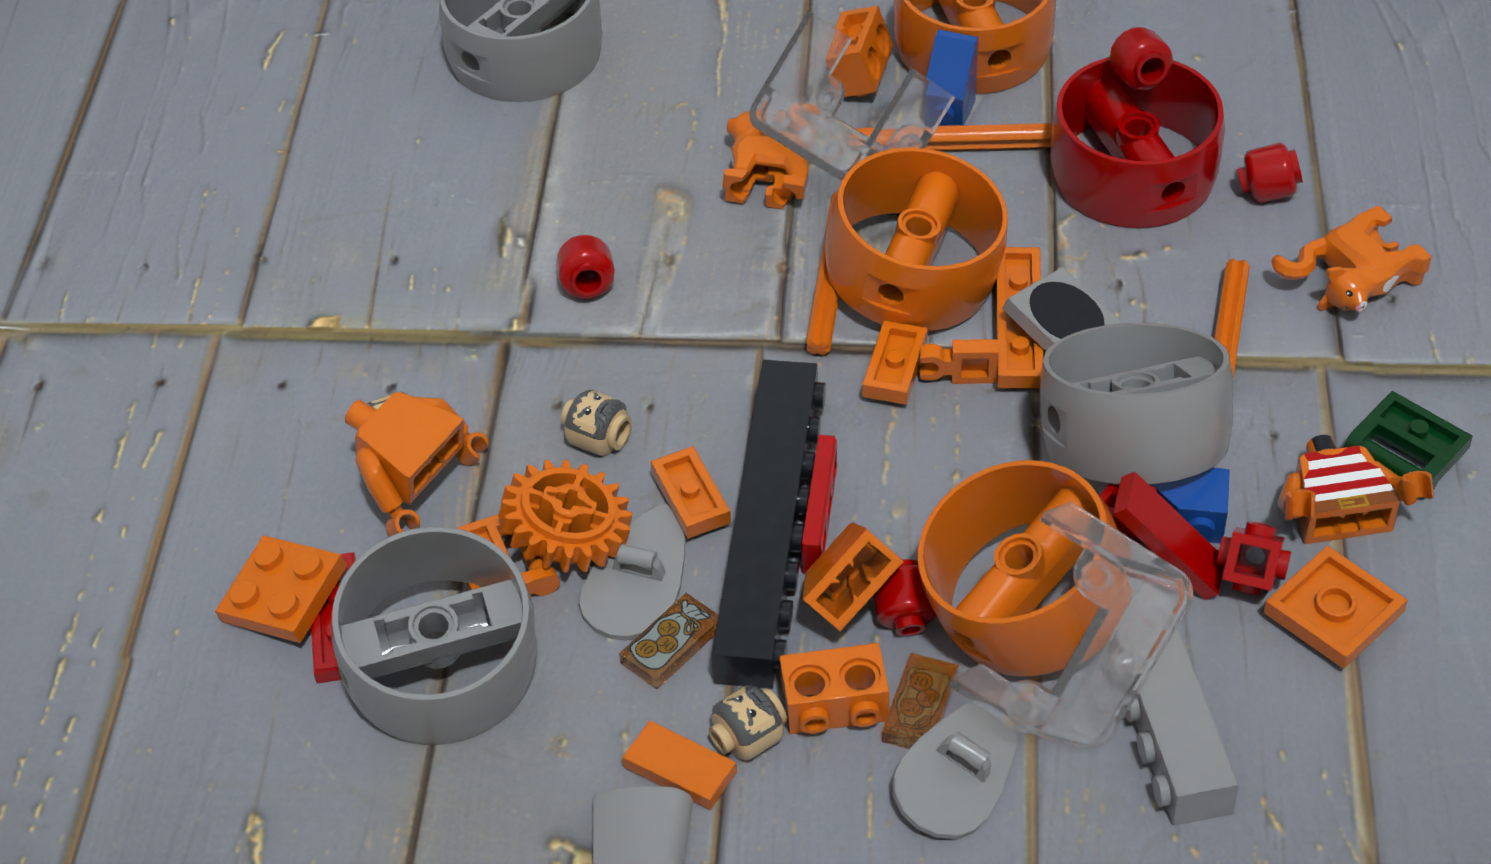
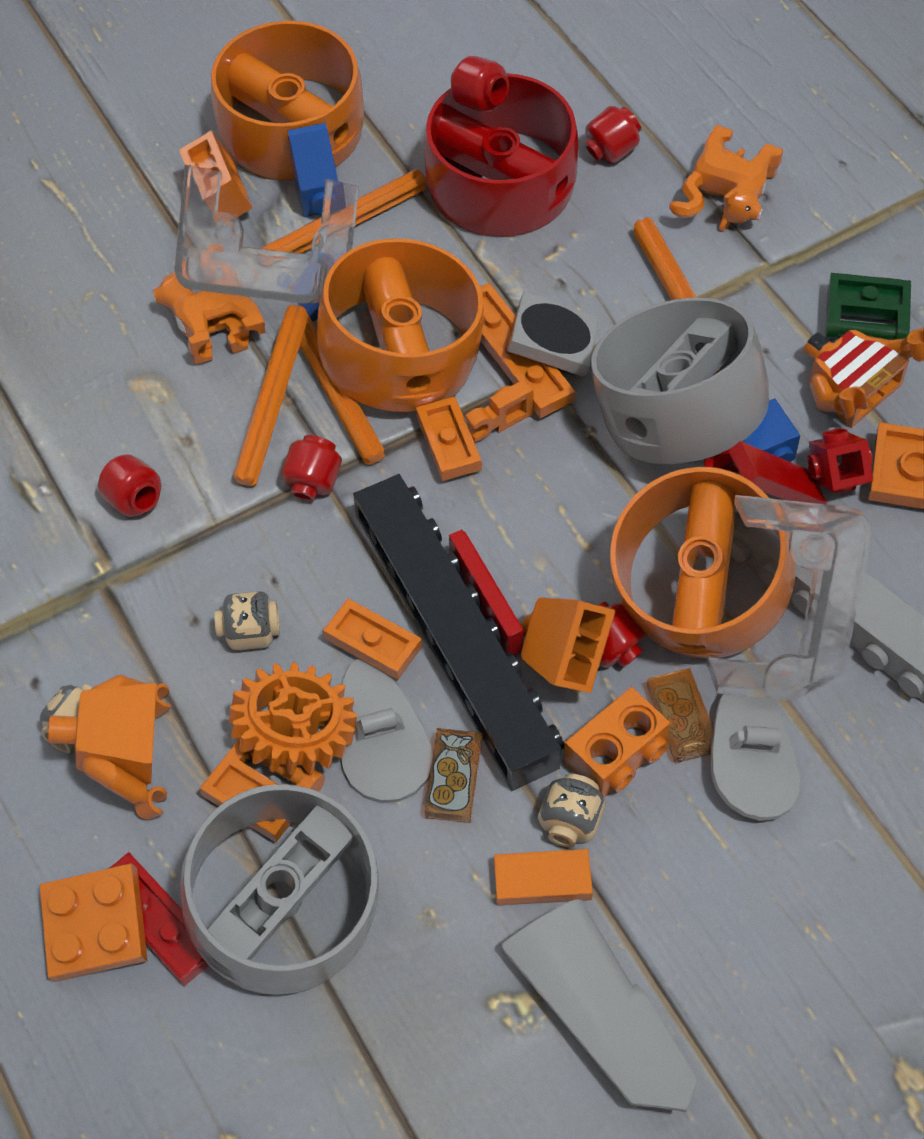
camera: 35 degrees left, 10 degrees up
(750, 326) = (311, 467): none -> red head
(760, 254) = (271, 396): none -> orange axle

